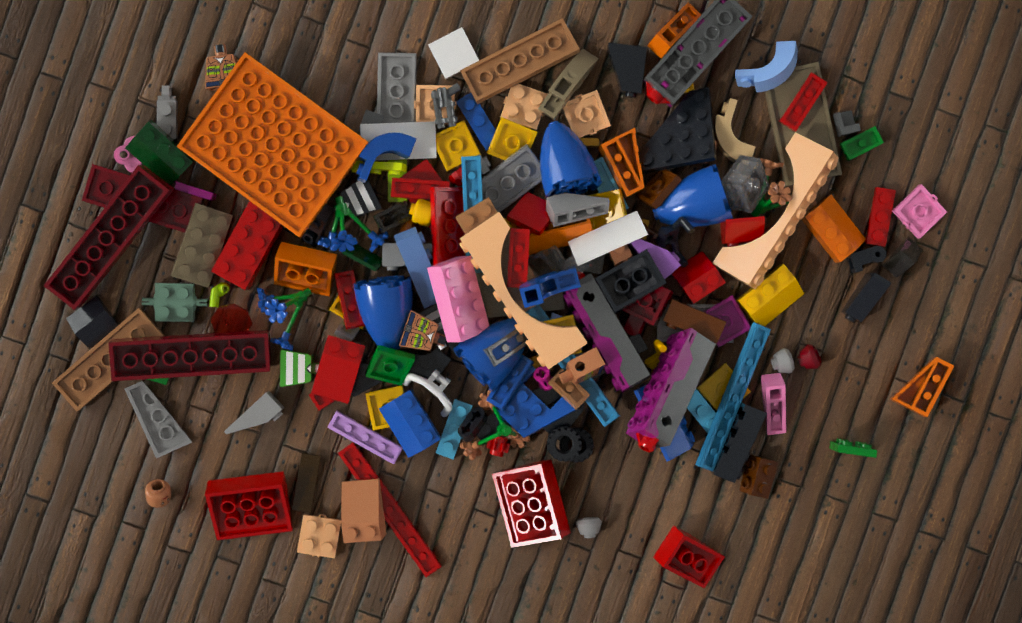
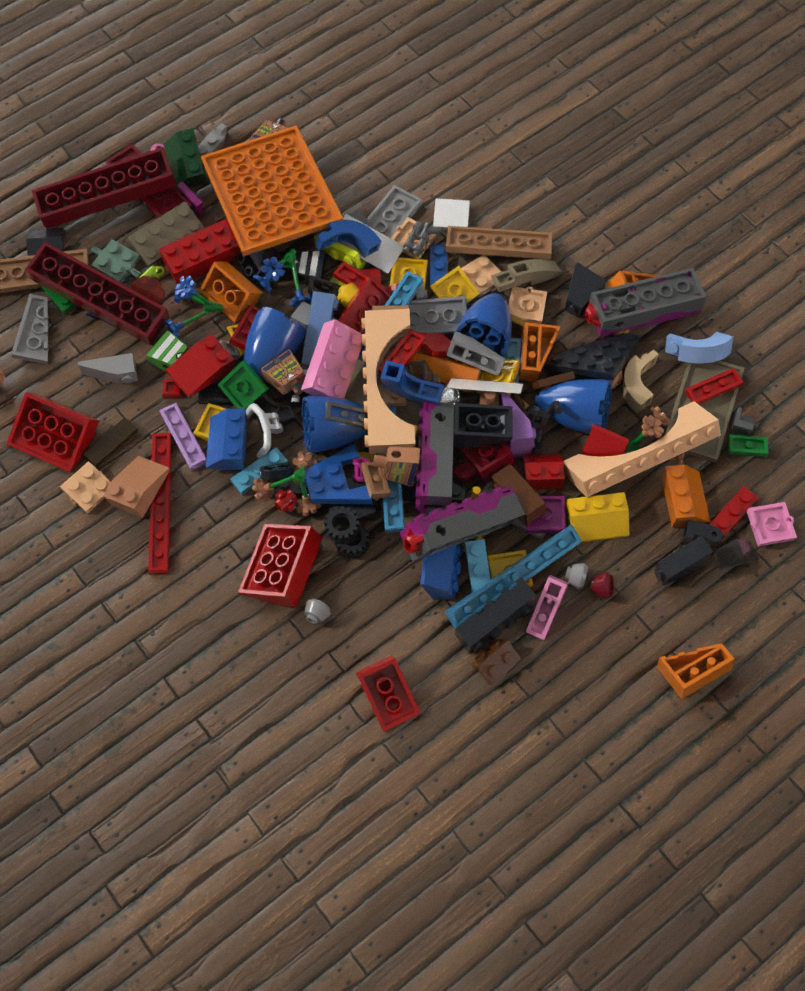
camera: 35 degrees right, 25 degrees down
(364, 257) = (278, 303): dark green slope -> none
(503, 393) = (321, 457): blue tile -> none
(745, 183) = (626, 411): clear brick -> none
(848, 447) = (597, 681): green plate -> none

